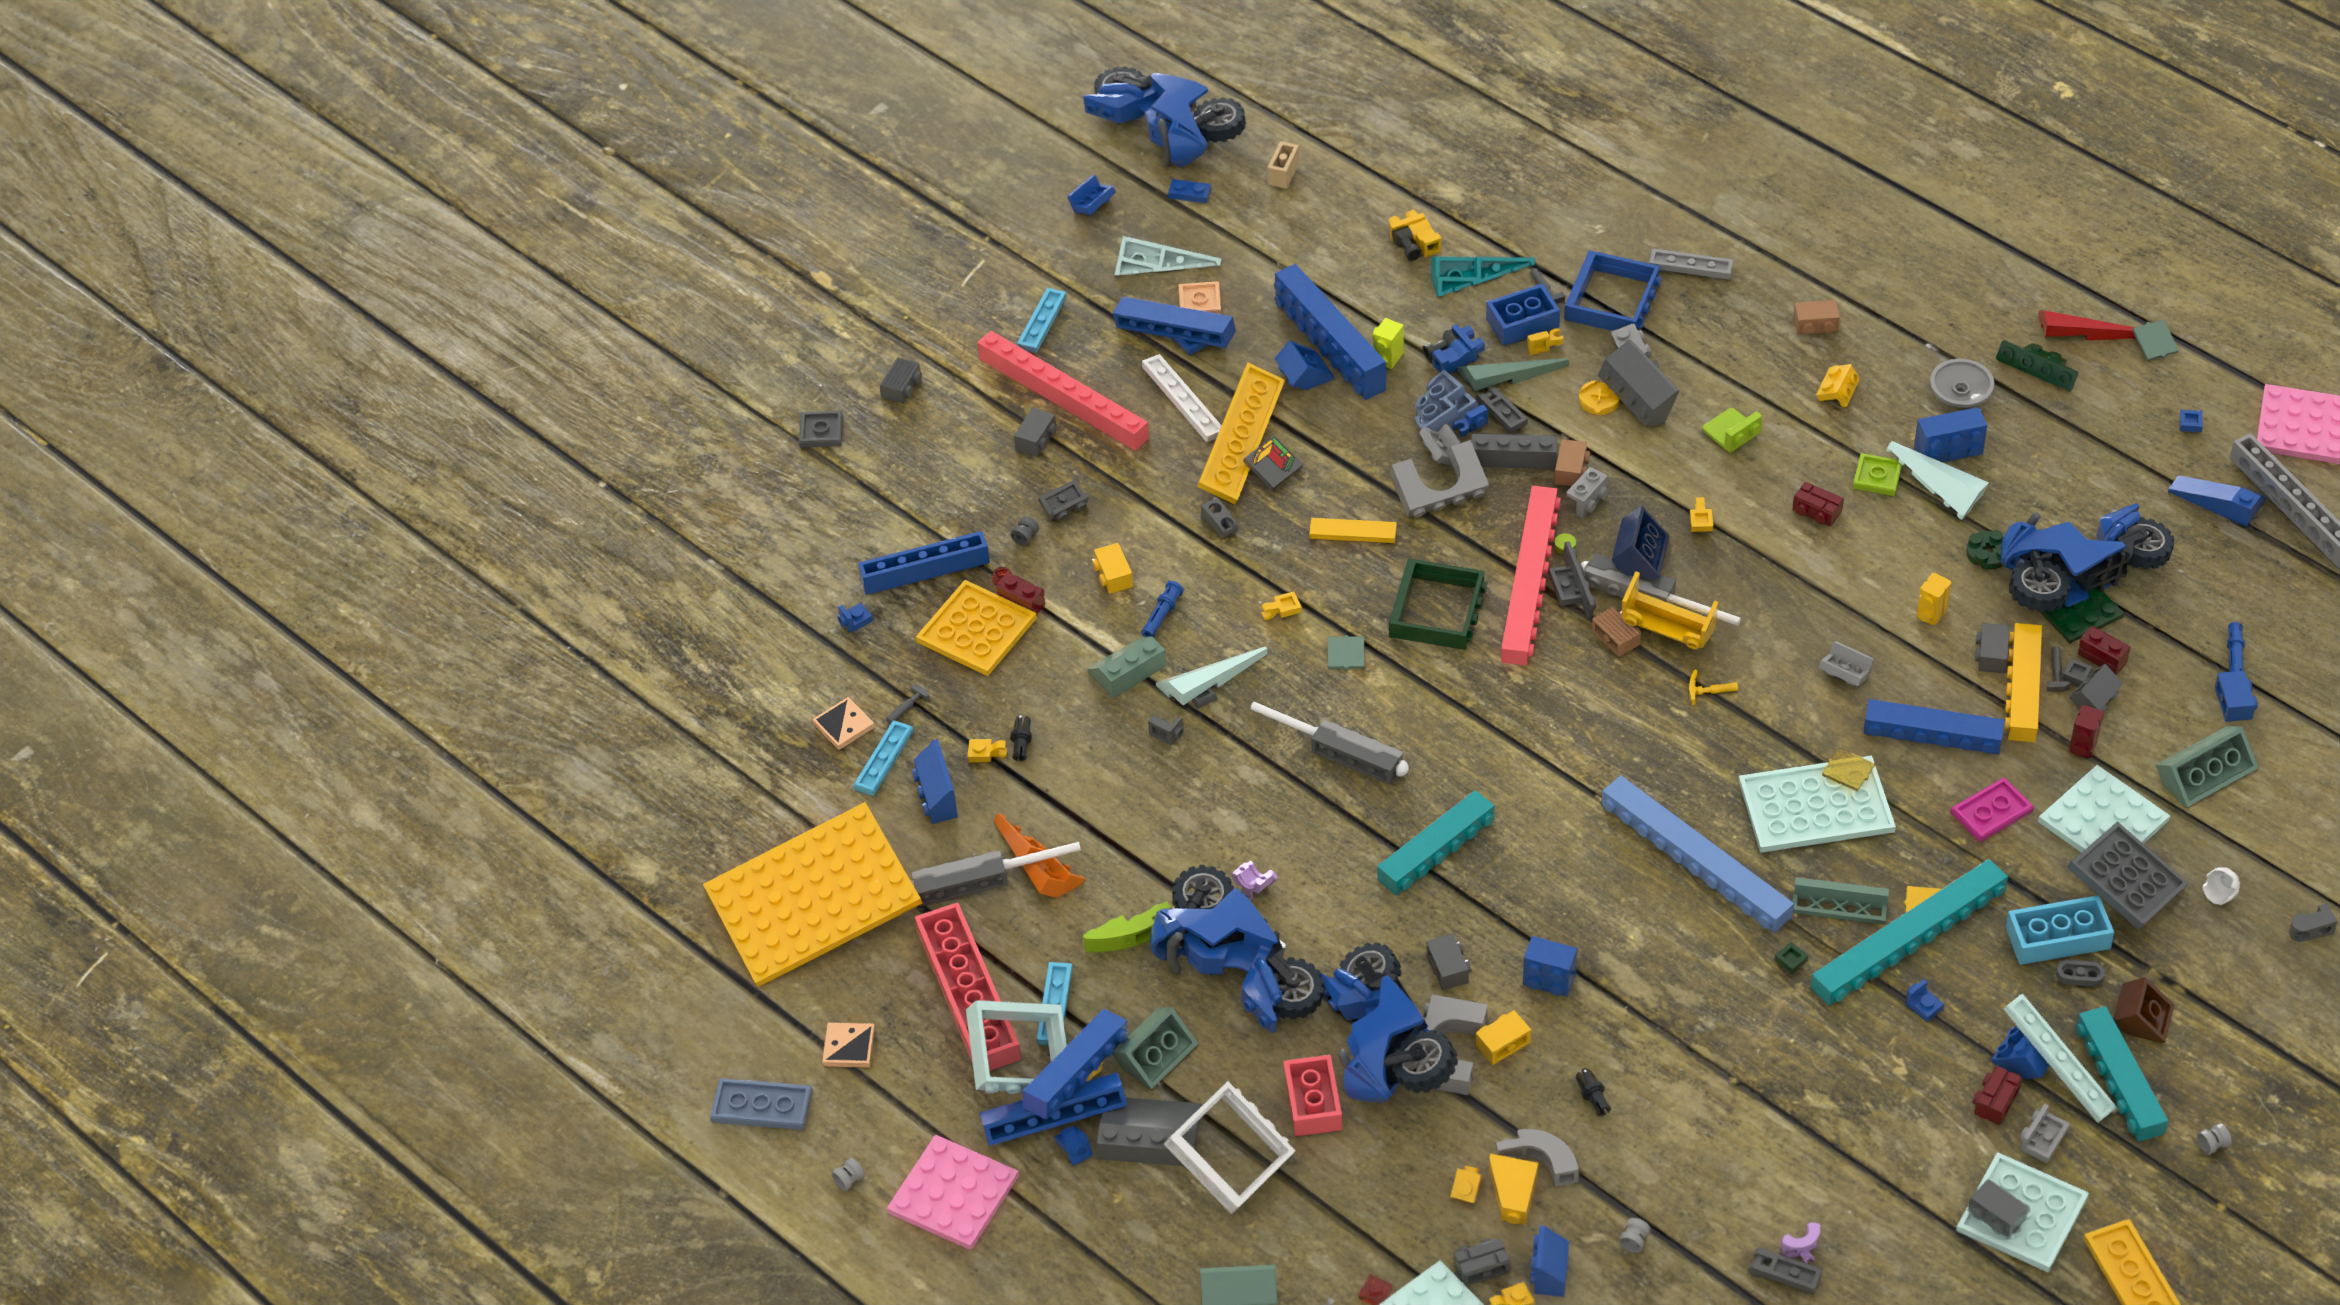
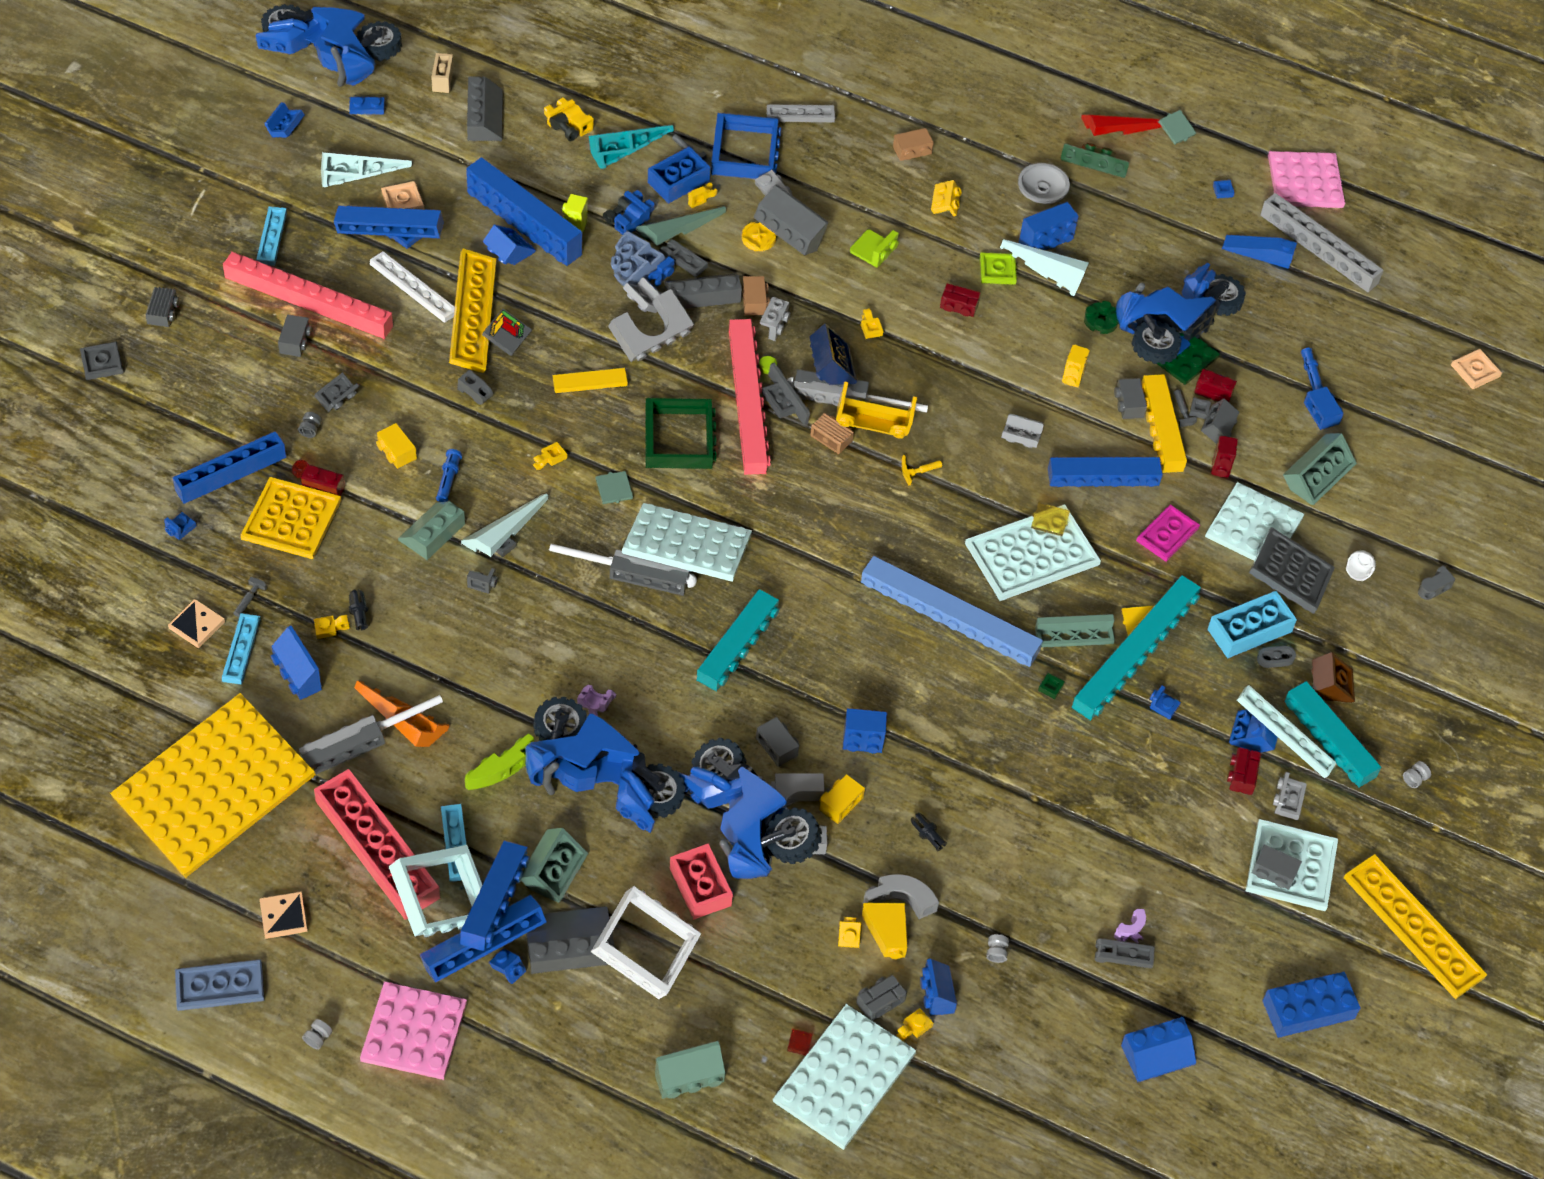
camera: 25 degrees left, 5 degrees up
(1319, 212) = (484, 110): none -> dark grey slope
(1409, 725) = (687, 542): none -> light aqua plate

